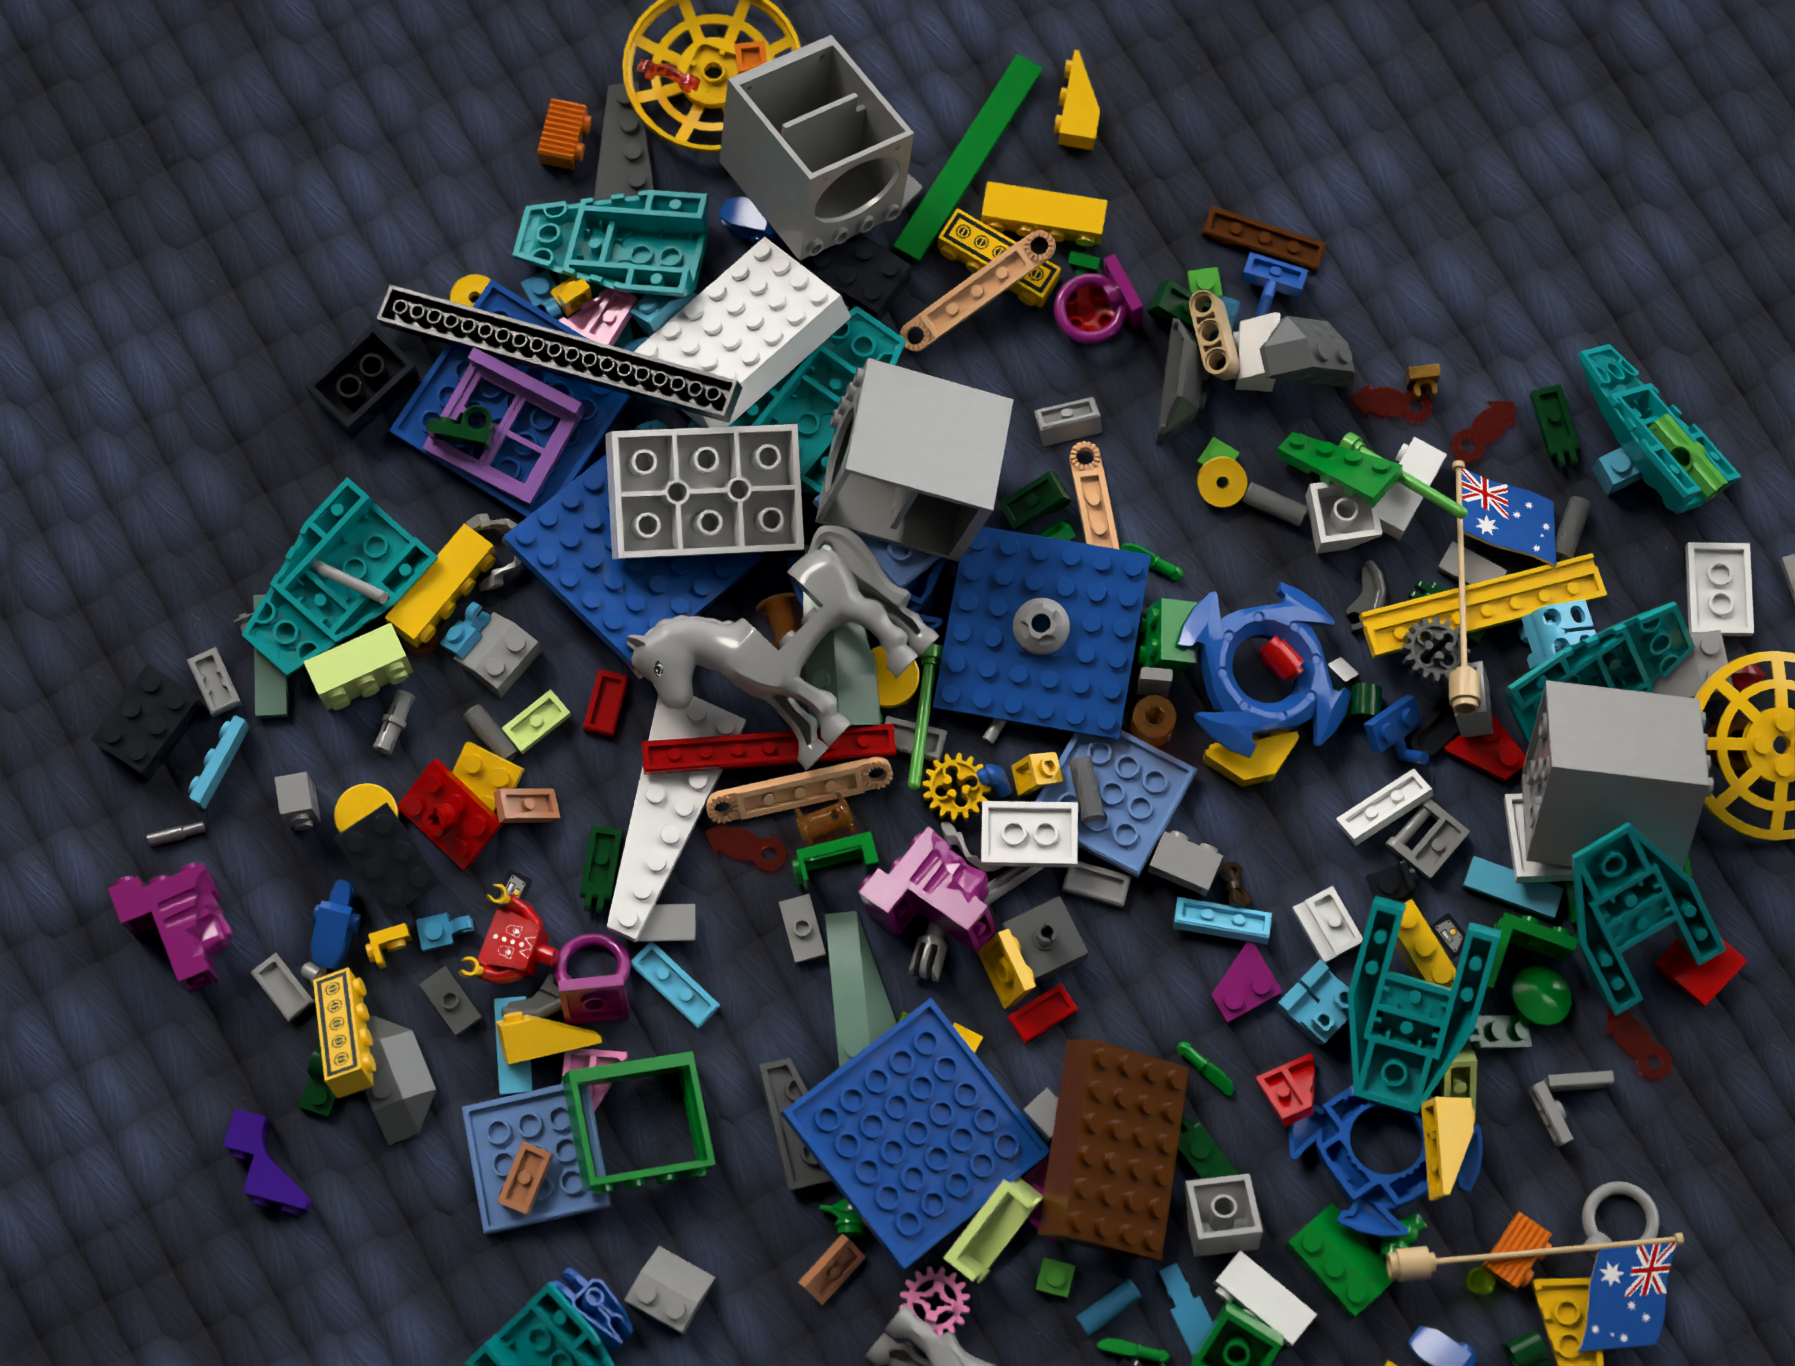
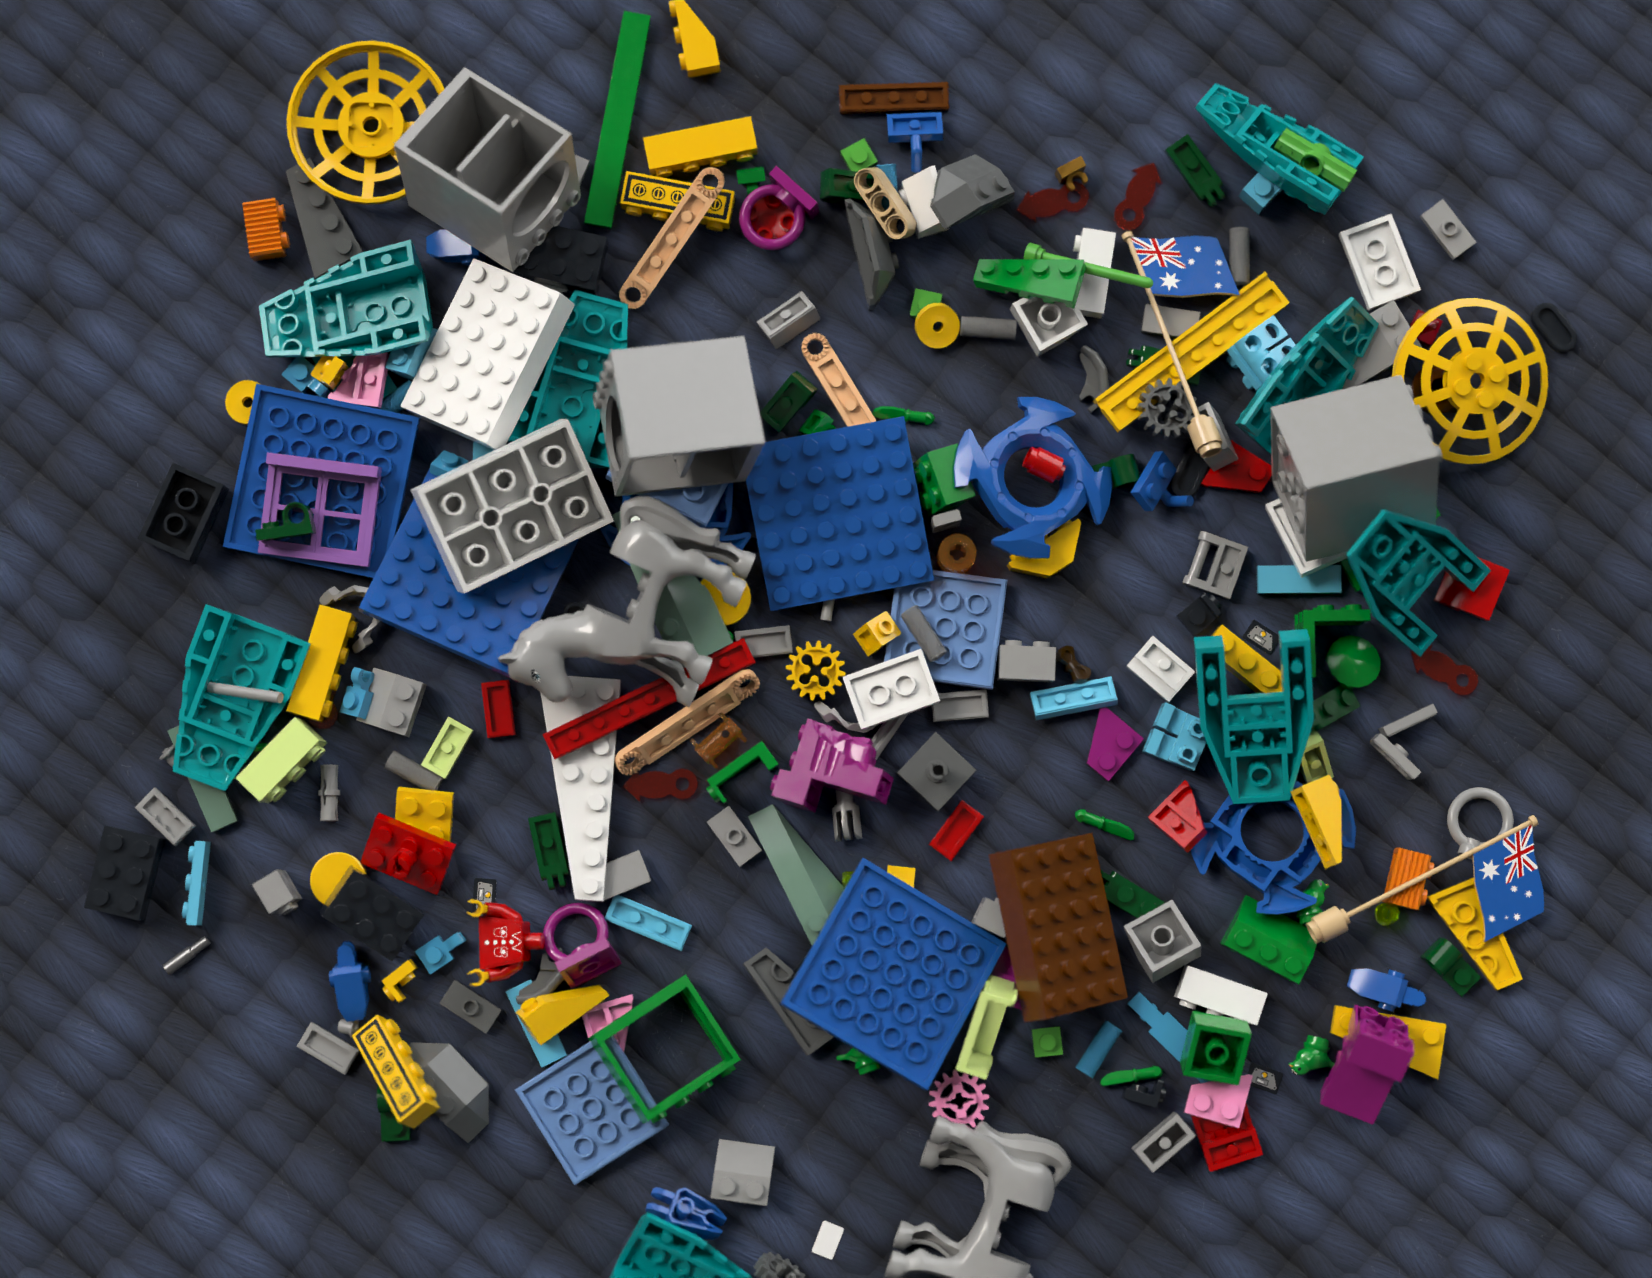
camera: 25 degrees left, 10 degrees up
(185, 915) = (225, 1025): magenta brick -> none
(265, 1179) = (380, 1210): dark purple arch -> none
(525, 1178) = (591, 1130): nougat plate -> none
(526, 805) = (468, 822): nougat plate -> none
(560, 353) = (342, 431): black piece -> none
(686, 81) = (351, 146): clear red arm -> none
(750, 55) = (400, 104): orange plate -> none
(779, 614) = (617, 585): clear orange hose -> none
(832, 1269) = (866, 1105): nougat plate -> none
(930, 662) = (765, 622): bright green piece -> none
(997, 776) = (844, 649): blue arm -> none
(1007, 968) = (915, 808): yellow plate -> none
(1044, 642) = (838, 495): light grey piece -> none
(1342, 669) = (1095, 448): white sticker -> none
(1384, 807) = (1171, 552): white plate -> none

